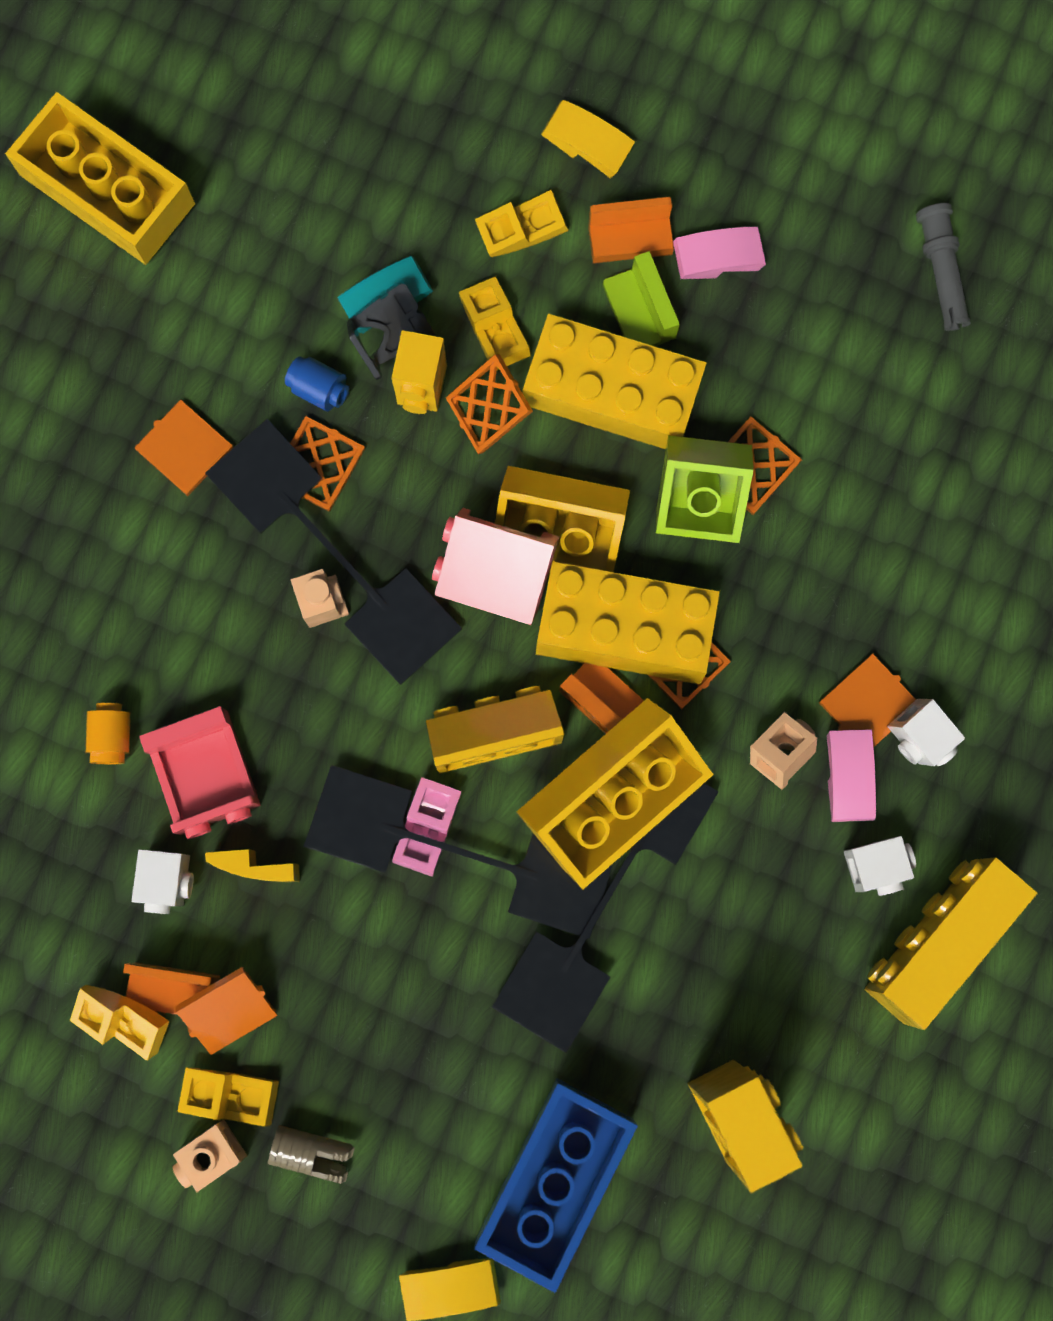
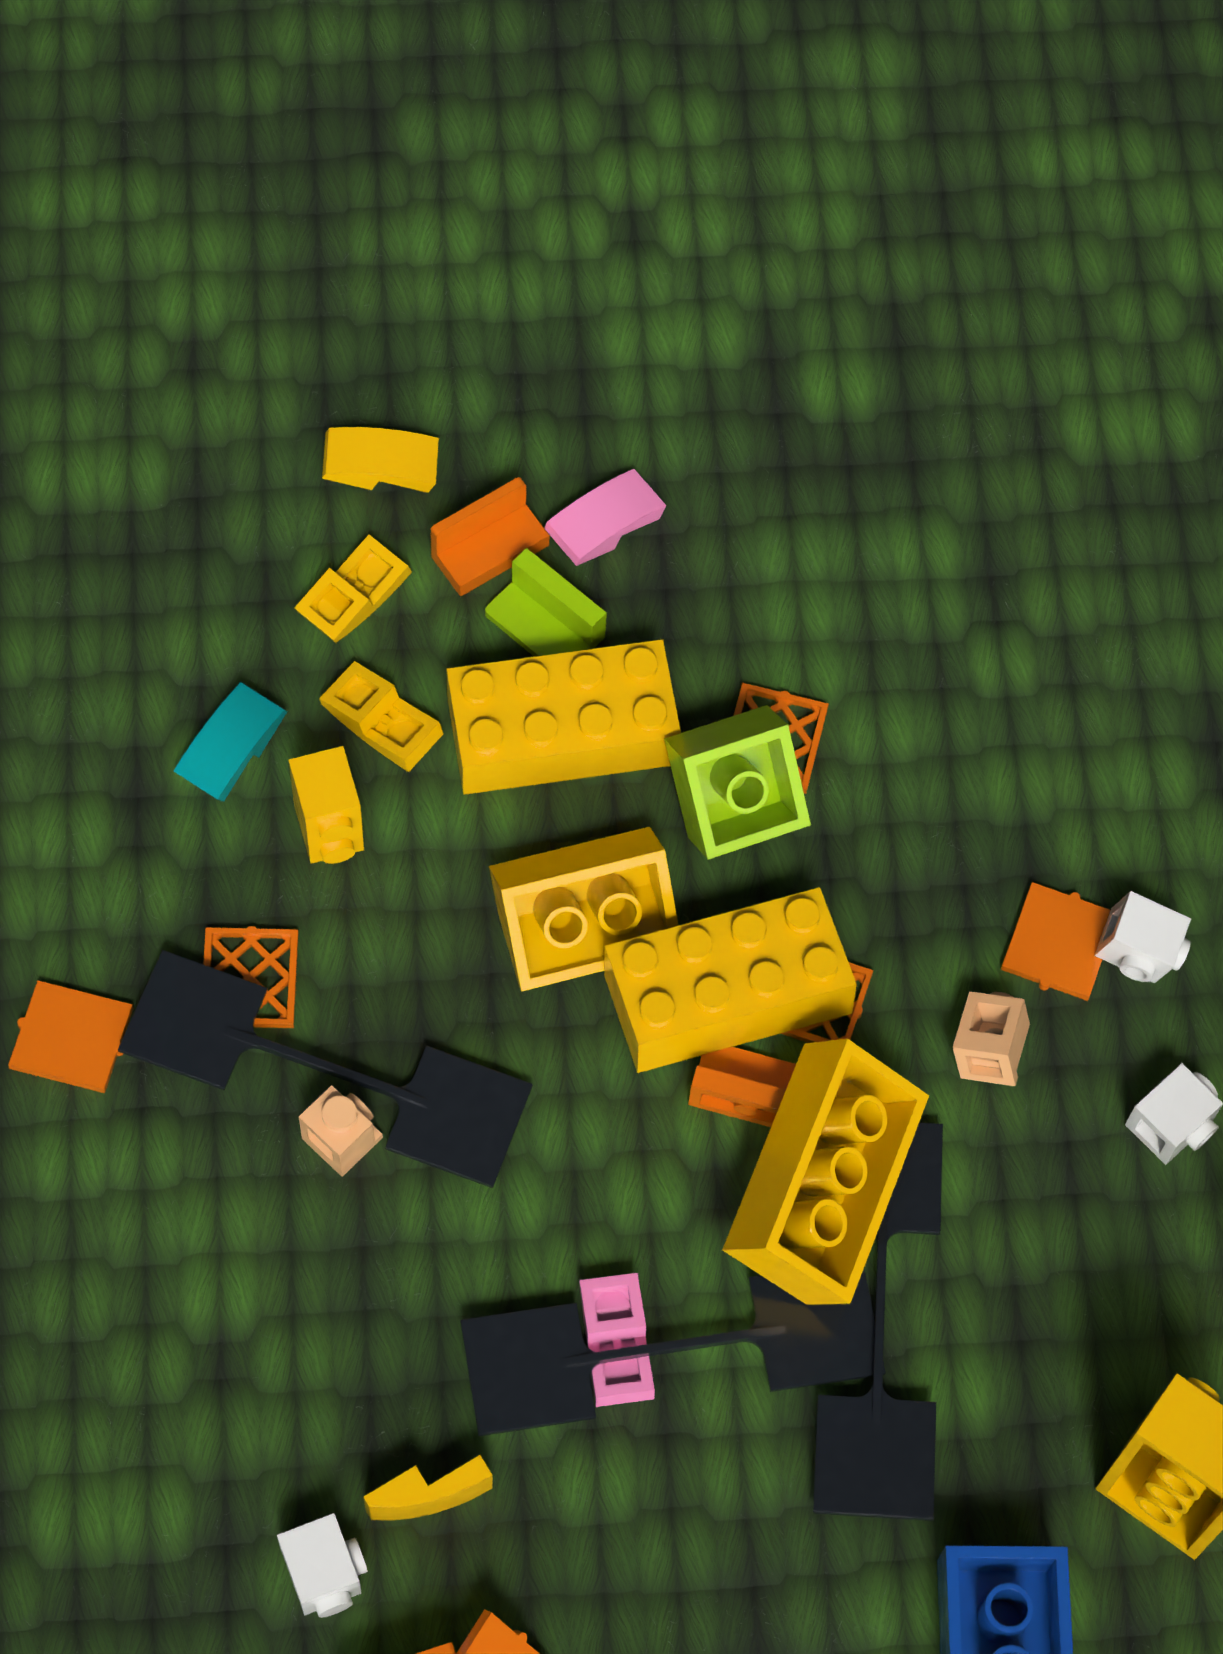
camera: 30 degrees left, 15 degrees down
(108, 734) = (158, 1422): light orange brick -> none
(201, 772) = (300, 1412): coral panel -> none
(317, 383) = (202, 880): blue brick -> none
(391, 314) = (261, 758): black piece -> none
(494, 567) = (537, 986): panel -> none
(494, 729) = (640, 1179): yellow slope -> none
(504, 427) = (394, 788): orange window -> none
(852, 775) = (1088, 1030): bright pink slope -> none
(941, 249) = (857, 399): dark grey pin -> none

